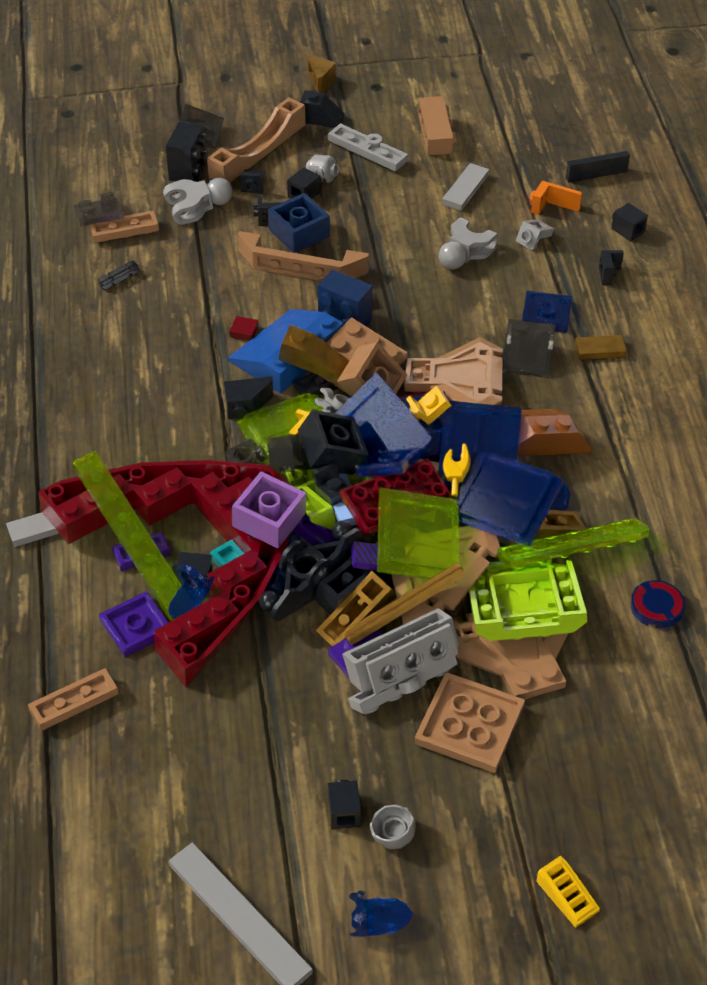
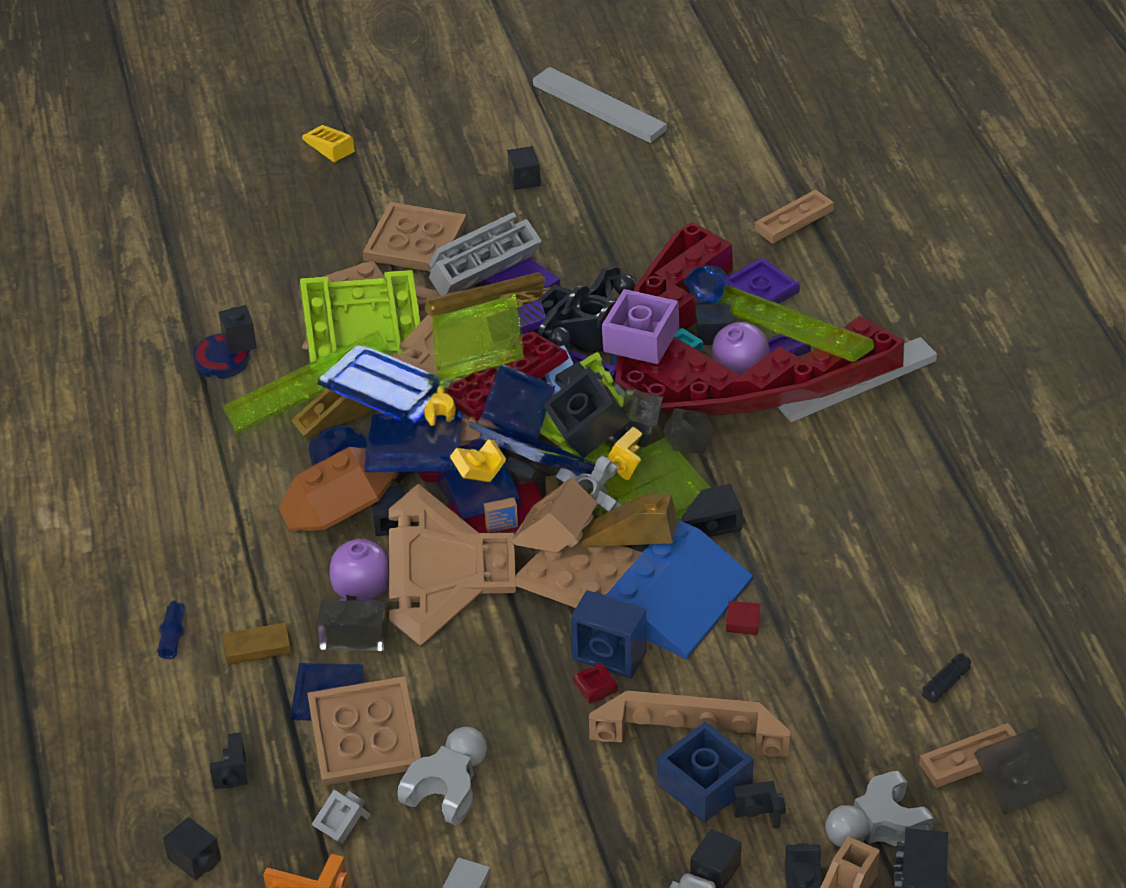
camera: 175 degrees right, 5 degrees down
(179, 532) = (739, 346): none -> medium lavender cylinder
(378, 915) = (485, 110): clear blue piece -> none
(393, 827) = (478, 154): light grey hair -> none
(412, 388) = (500, 515): none -> medium nougat tile
(520, 272) = (363, 730): none -> medium nougat plate
(524, 386) = (359, 569): none -> medium lavender cylinder
(644, 599) = (237, 329): none -> black brick
(664, 359) = (171, 630): none -> clear blue axle

